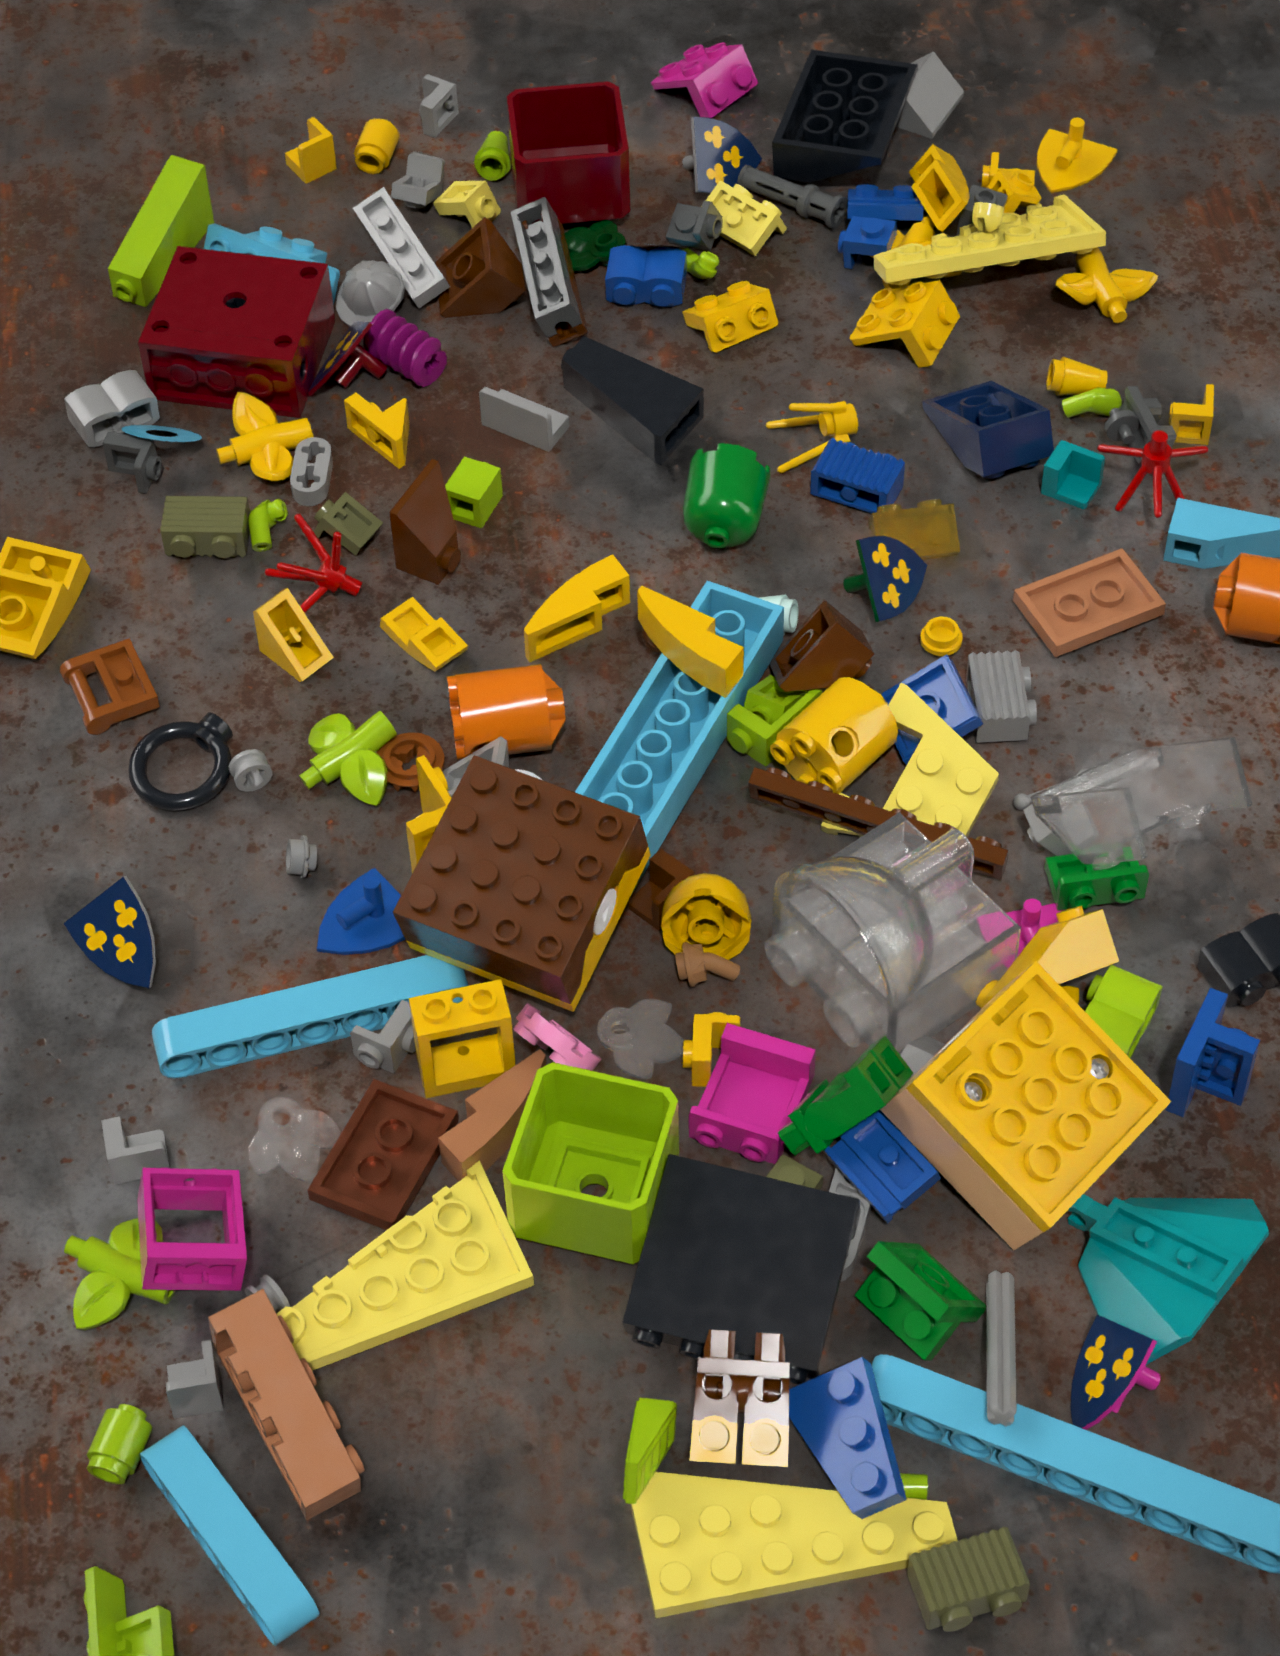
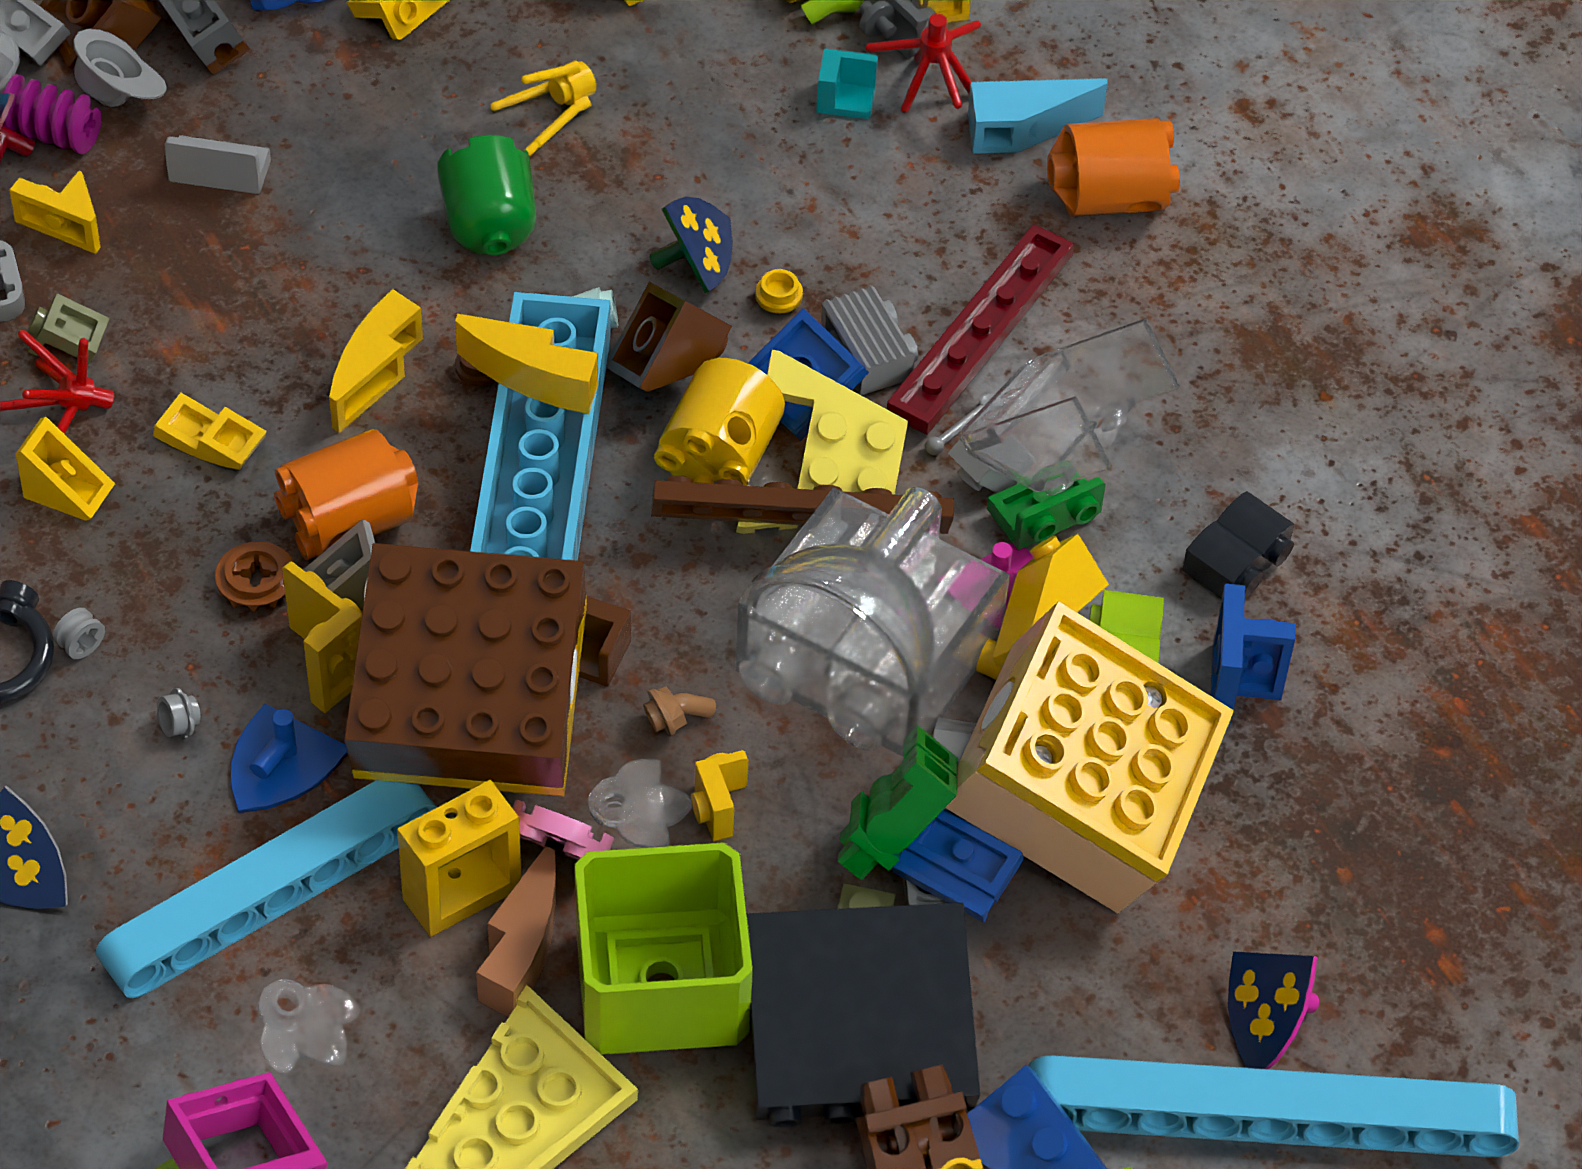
camera: 25 degrees left, 0 degrees up
(132, 1153) = (133, 1093): light grey panel -> none
(350, 755) = (186, 586): lime plant -> none
(382, 1155) = (416, 1011): copper plate -> none
(390, 1045) = (367, 898): light grey bracket -> none
(425, 528) = (169, 312): reddish brown slope -> none
(469, 322) = (112, 70): none -> light grey piece
(474, 491) = (198, 259): lime brick -> none
(633, 397) = (332, 110): black slope -> none
(706, 912) = (662, 650): yellow cylinder -> none
(752, 1094) = (787, 828): dark pink panel -> none
(754, 736) = (632, 449): lime bracket -> none
(769, 700) = (629, 416): lime bracket -> none
(857, 476) = (619, 141): blue brick -> none
(917, 1296) = (1045, 991): green bracket -> none
(925, 529) = (716, 177): clear yellow bracket -> none
(992, 428) = (740, 52): dark blue slope -> none
(1001, 1348) = (1155, 1014): light grey axle -> none
(1089, 602) = (918, 216): nougat plate -> none
(1102, 711) = (980, 328): none -> dark red plate
(1165, 1260) = (1279, 876): teal panel -> none

